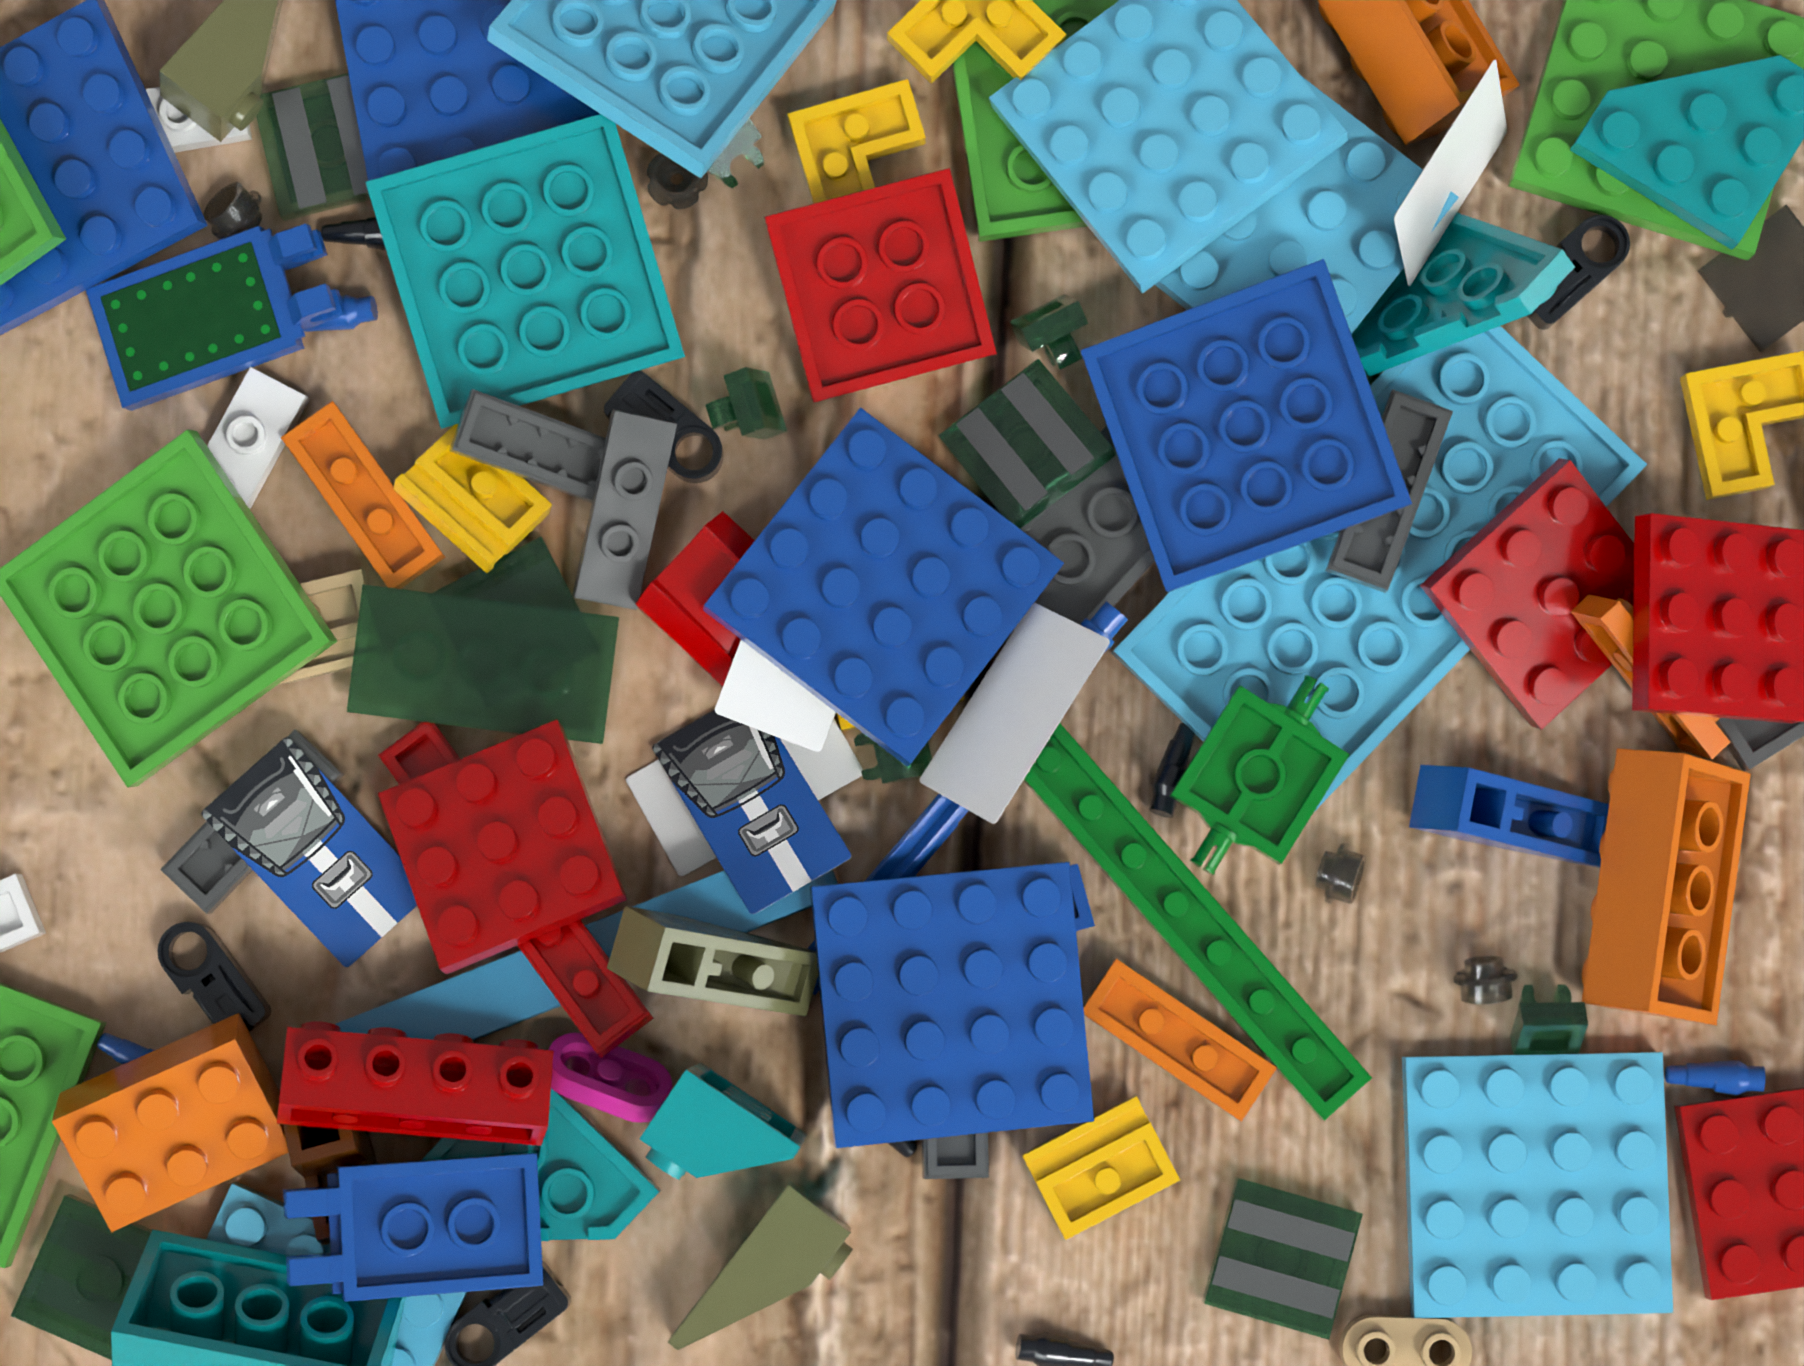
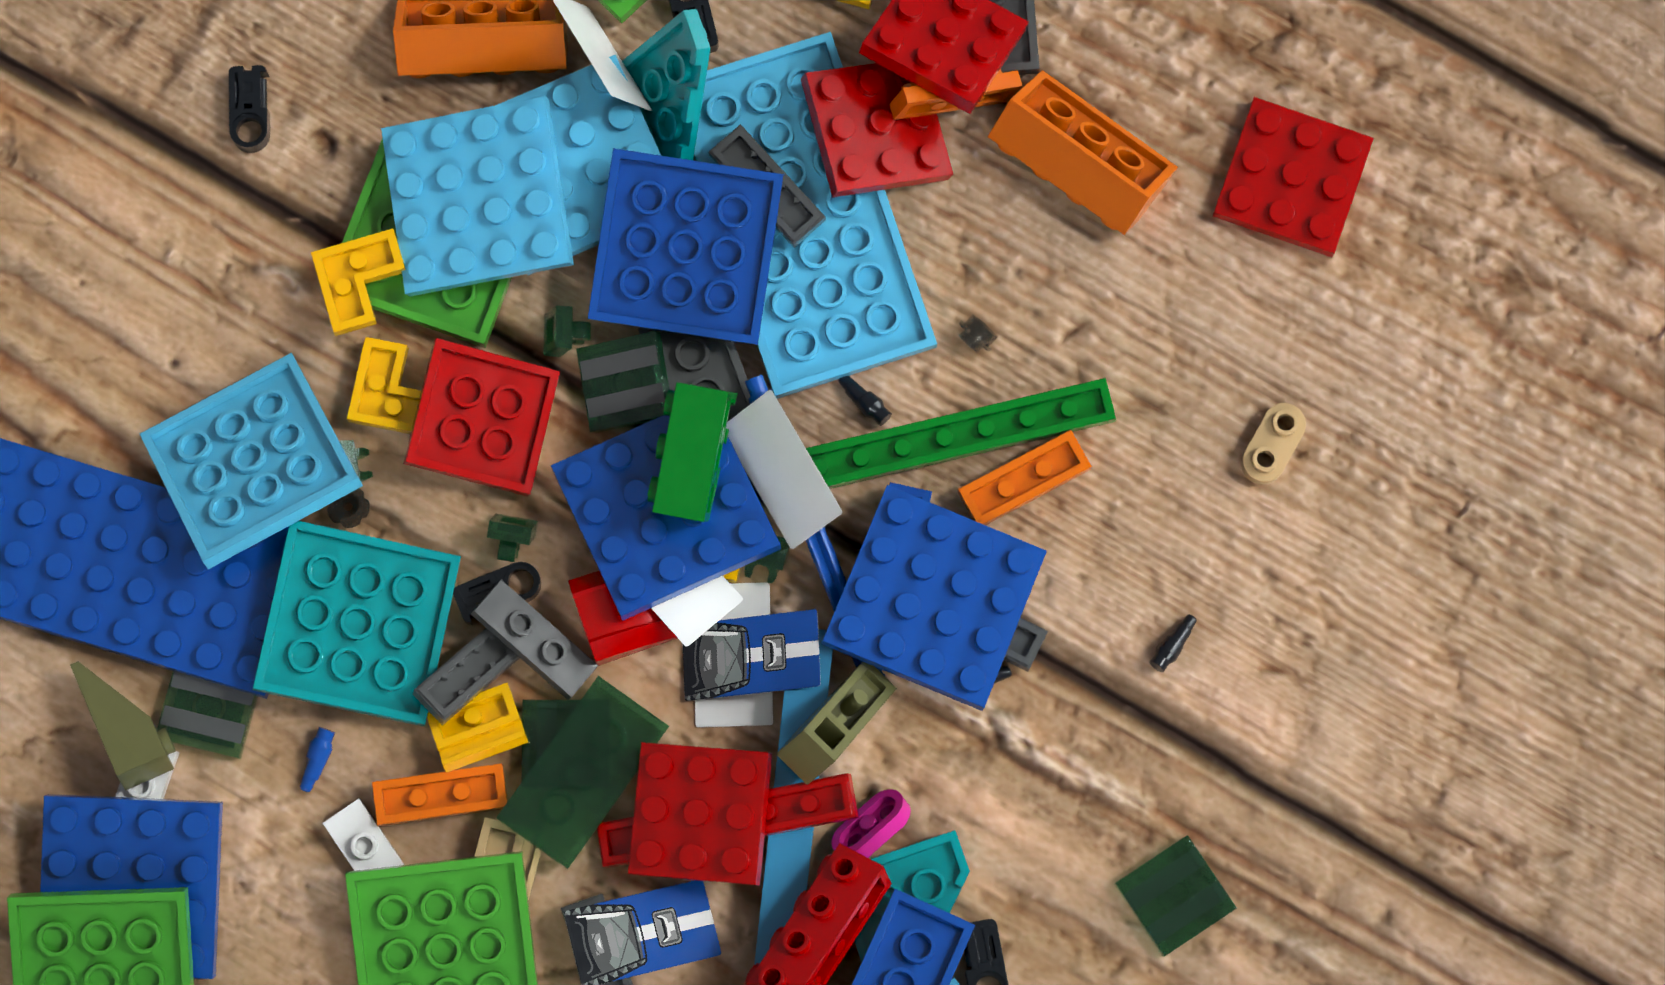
camera: 60 degrees left, 5 degrees down
(209, 313) = (275, 831): tile -> none
(233, 210) = (221, 783): clear smoke plate -> none
(355, 233) = (277, 710): black piece -> none
(716, 1128) = (934, 763): teal slope -> none
(775, 1260) = (1030, 779): olive slope -> none
(968, 579) = (691, 451): none -> green wedge
(1100, 1167) = (1076, 563): yellow plate -> none
(1259, 775) = (894, 348): green plate -> none
(1282, 1258) = (1183, 486): tile -> none
(1485, 980) = (1082, 283): clear smoke plate -> none
(1508, 814) = (992, 219): blue slope -> none
(1537, 1185) = (1216, 318): medium azure plate -> none
(1548, 1026) = (1129, 261): clear green tile -> none
(1721, 1076) = (1208, 180): blue piece -> none

